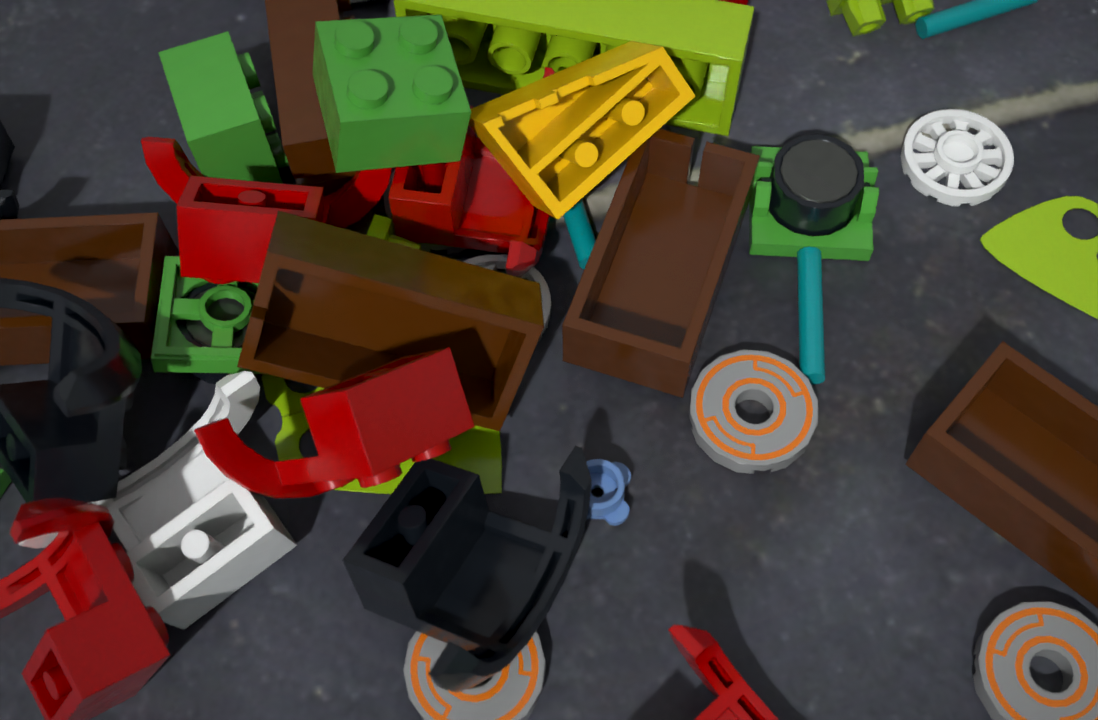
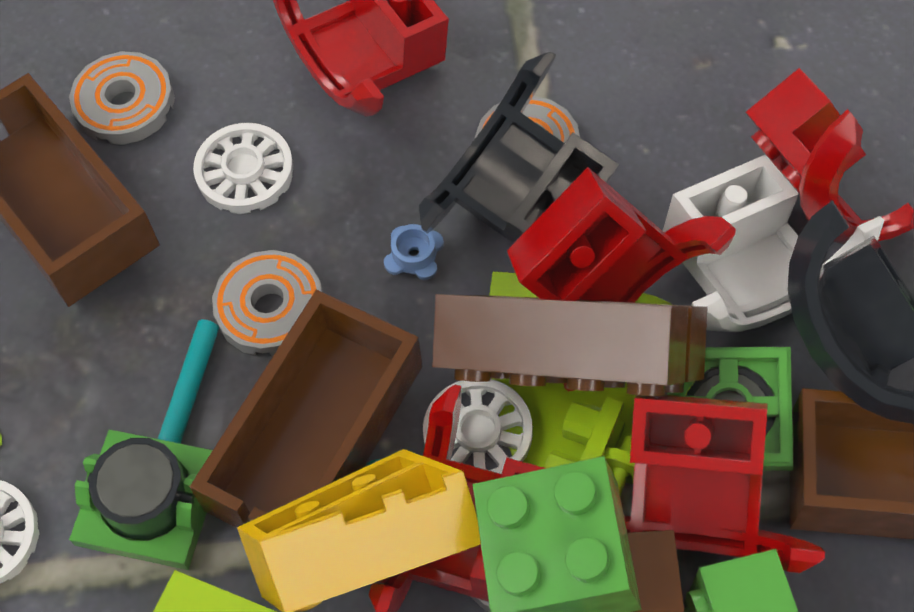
camera: 170 degrees left, 0 degrees up
(842, 589) = (243, 167): none -> white wheel

